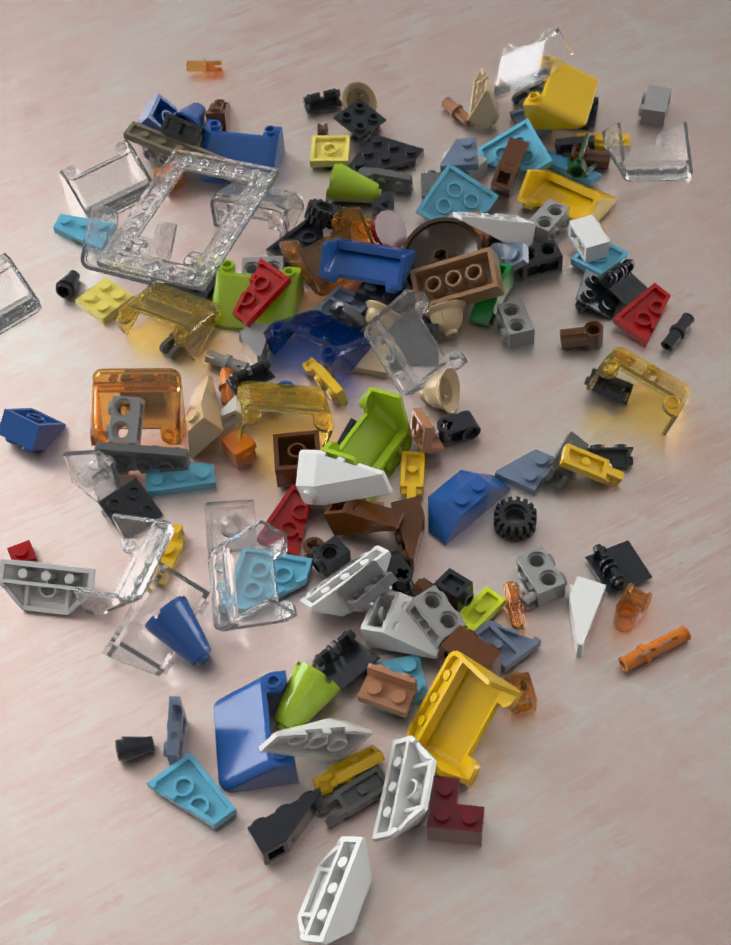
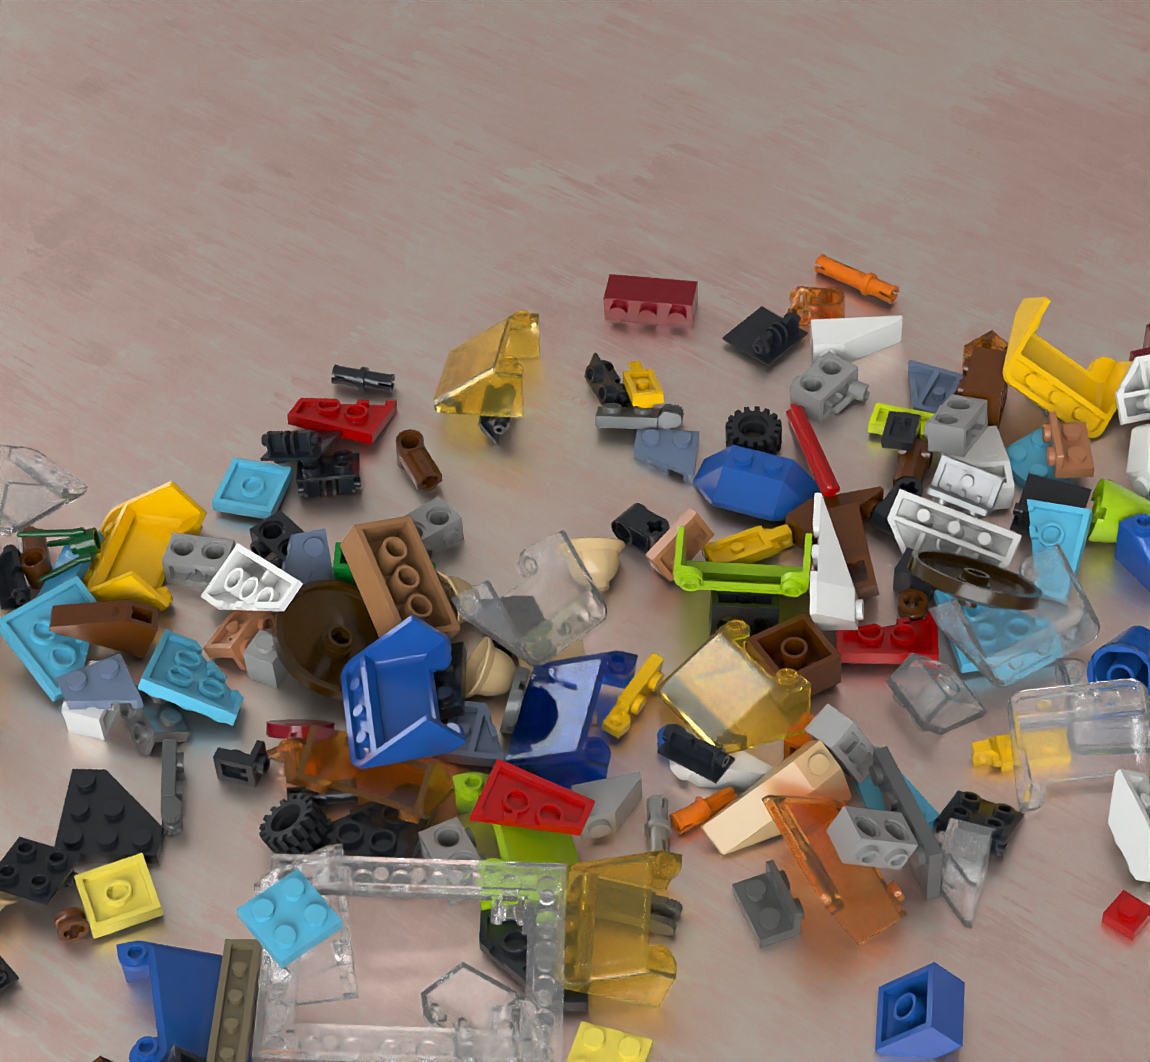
camera: 115 degrees left, 5 degrees down
(207, 445) = (844, 742): none -> light grey brick
(234, 167) = (289, 918): none -> medium azure plate
(279, 552) = (974, 581): none -> dark brown dish
(301, 640) = (1059, 525): none -> medium azure wing
(351, 186) = (213, 824): lime cone -> none
(470, 536) = (813, 451): none -> red axle
(514, 605) = (867, 400): clear orange axle -> none
(589, 238) = (236, 490): white brick -> none
(683, 506) = (651, 300): none -> dark red brick

